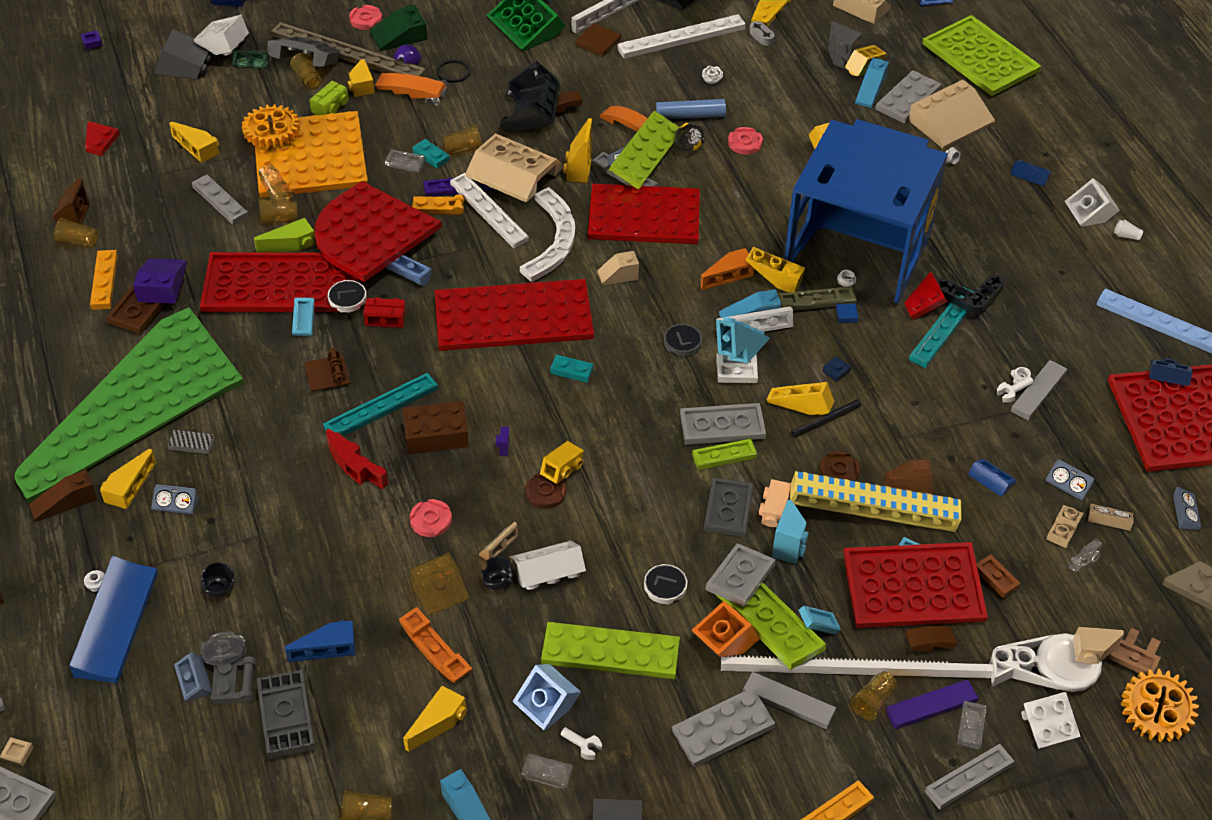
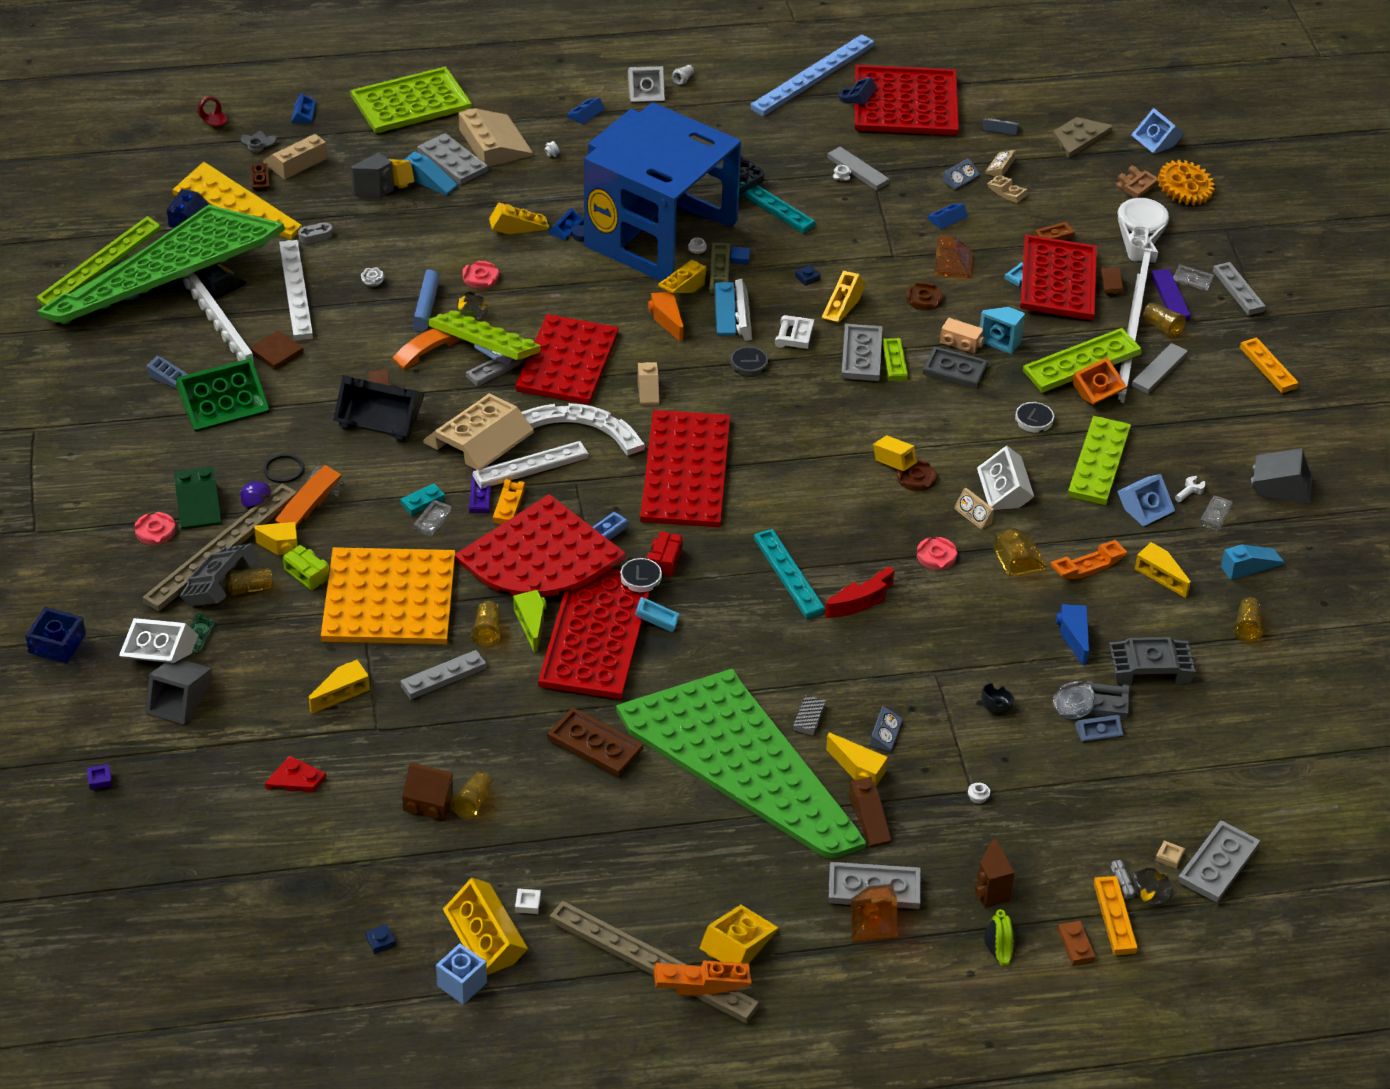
camera: 80 degrees left, 5 degrees down
(104, 279) = (548, 778): light orange plate -> none
(113, 621) = (1029, 779): blue arch -> none
(159, 280) = (578, 716): dark purple slope -> none
(257, 128) = (349, 610): light orange gear -> none
(274, 183) = (453, 615): clear yellow plant -> none
(327, 371) = (736, 606): reddish brown hinge -> none
(435, 427) = (832, 533): reddish brown brick -> none
(462, 140) = (417, 465): clear yellow plant -> none
(497, 573) = (1015, 511): black hair -> none
(503, 441) = (857, 490): dark purple plate -> none
(571, 368) = (768, 438): teal plate -> none
(580, 155) = (482, 372): yellow slope -> none
(723, 727) = (1184, 406): light grey plate -> none
(738, 339) = (783, 311): medium azure slope -> none
(740, 575) = (1043, 362): light grey plate -> none
(819, 620) = (1087, 331): medium azure tile -> none
(825, 418) = (869, 300): black piece -> none
(875, 501) = (974, 276): light yellow brick -> none
(925, 297) = (746, 207): red wing -> none
(1011, 390) = (856, 180): white bar -> none
(1051, 720) = (1189, 237): white hinge -> none
(1088, 554) = (1040, 183): clear plate -> none
(1095, 644) = (1139, 192): tan slope -> none

